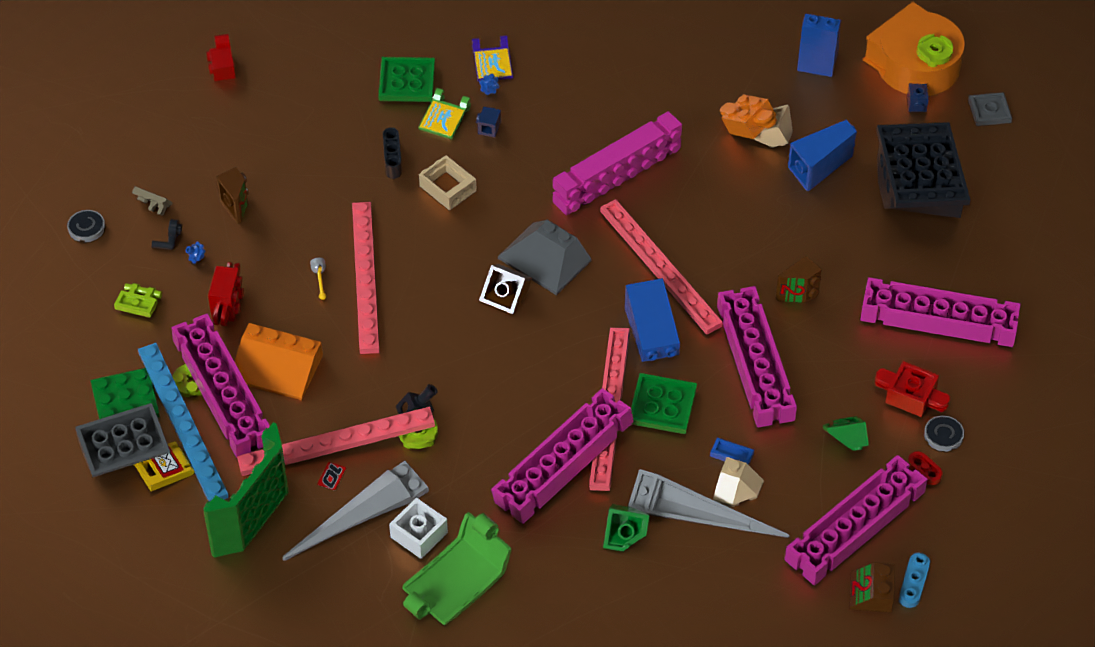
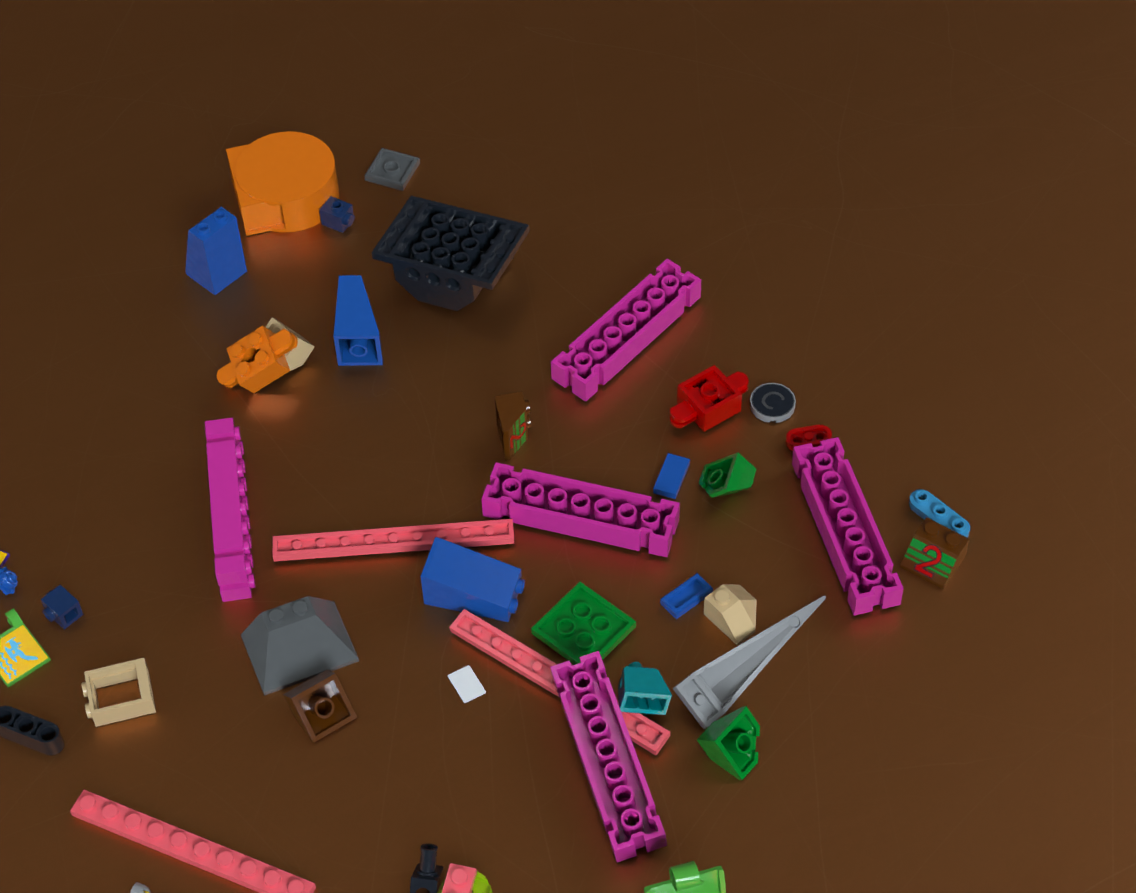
camera: 60 degrees left, 0 degrees up
(577, 361) = (466, 684): none -> white sticker
(628, 454) = (643, 690): none -> teal torso
(830, 399) = (671, 476): none -> blue tile
(932, 57) = (302, 168): lime plate -> none

